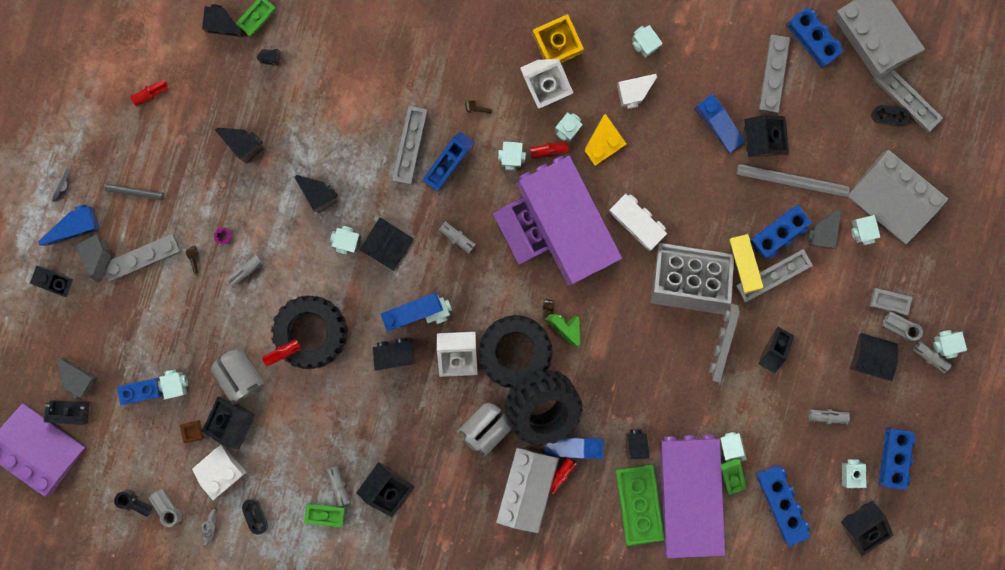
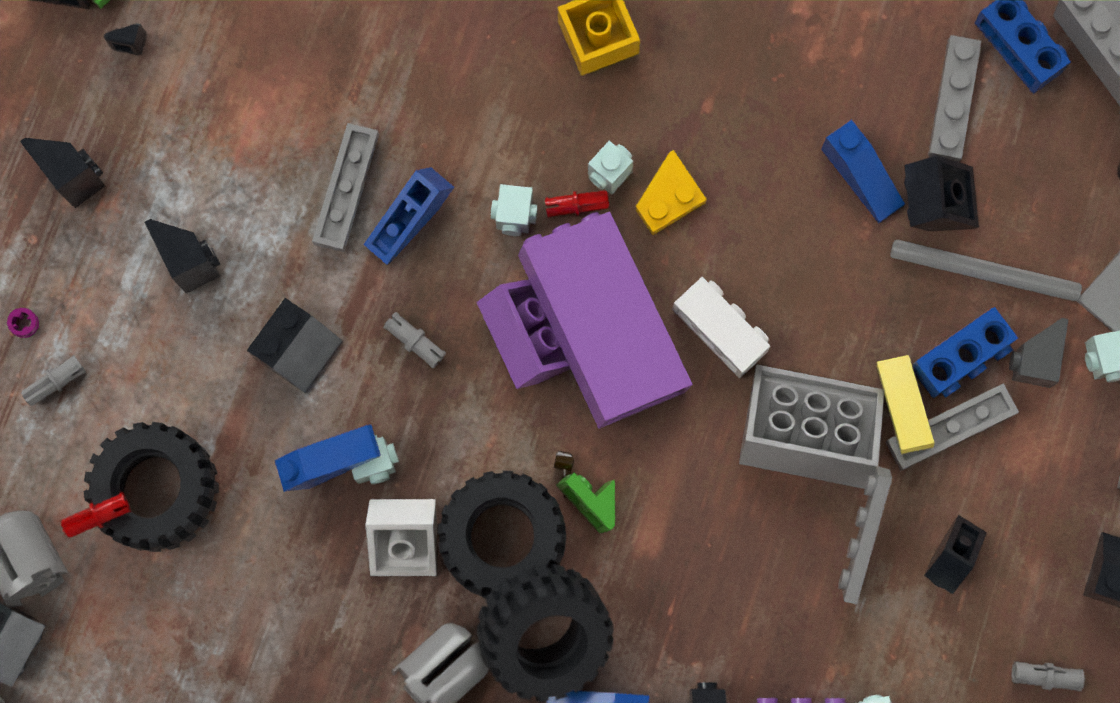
camera: 10 degrees right, 10 degrees down
(345, 240) = (226, 337): light aqua brick -> none
(393, 355) = (292, 534): black slope -> none
(471, 108) = (452, 132): dark brown hand -> none
(546, 81) = (577, 89): white slope -> none
(634, 90) = (723, 113): white slope -> none
(646, 41) = (744, 37): light aqua brick -> none

